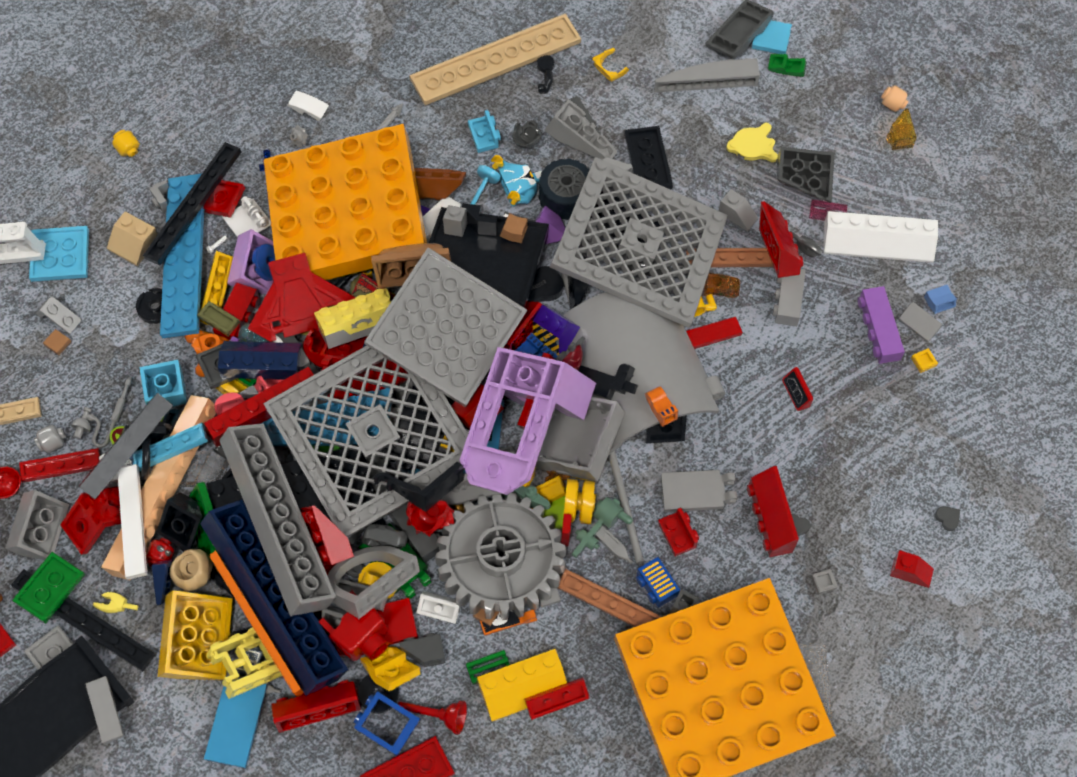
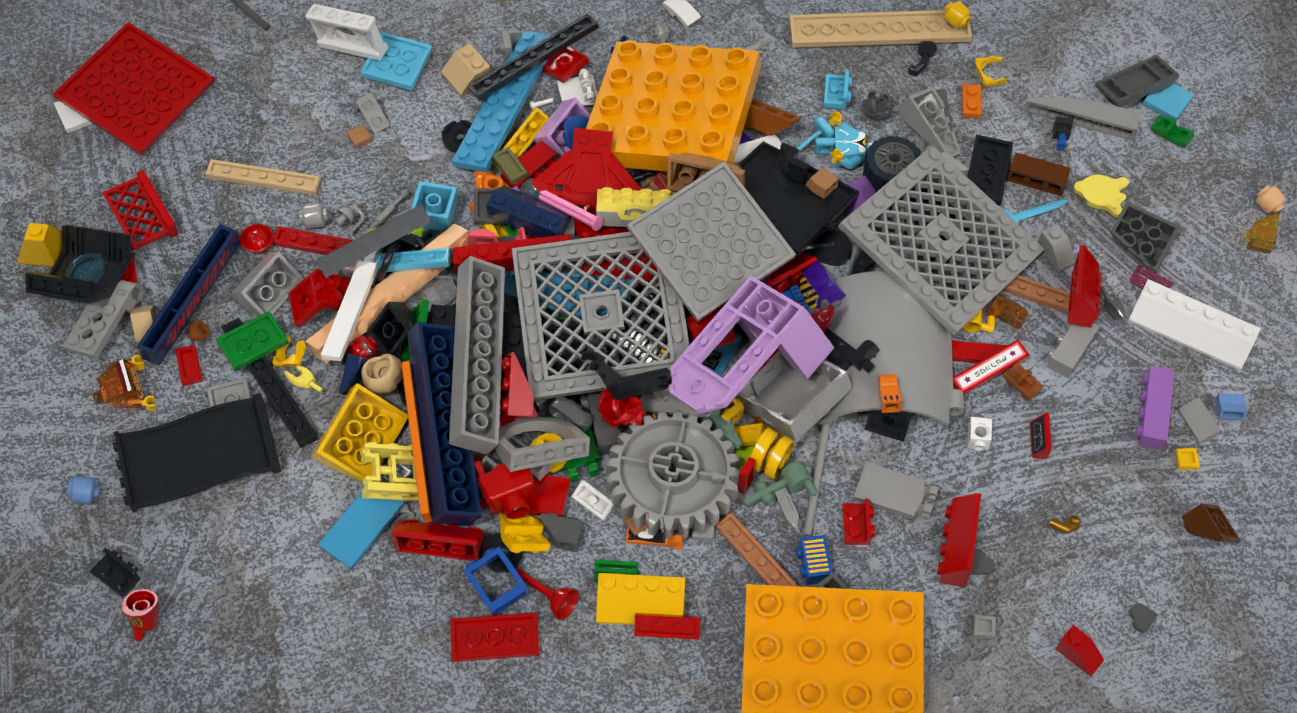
camera: 25 degrees right, 5 degrees down
(84, 594) = (294, 360): none -> yellow helmet
(104, 710) = (250, 464): light grey tile -> none
(299, 342) = (595, 222): none -> bright pink axle
(455, 220) = (768, 155): light grey brick -> none
(496, 190) = (824, 145): none -> medium azure tile
(560, 22) = (957, 14): none -> yellow head
(605, 99) = (971, 101): none -> orange plate
(693, 147) = (1038, 174): none -> reddish brown brick
(695, 99) = (1061, 131): none -> pearl dark grey piece
(704, 182) = (1035, 211): none -> medium azure sword
(729, 343) = (990, 367): none -> tile
(746, 401) = (979, 426): none -> white brick
(762, 345) = (1022, 381): none -> dark orange hips
(853, 462) = (1066, 526): none -> pearl gold arm
(969, 412) = (1210, 523): none -> reddish brown slope

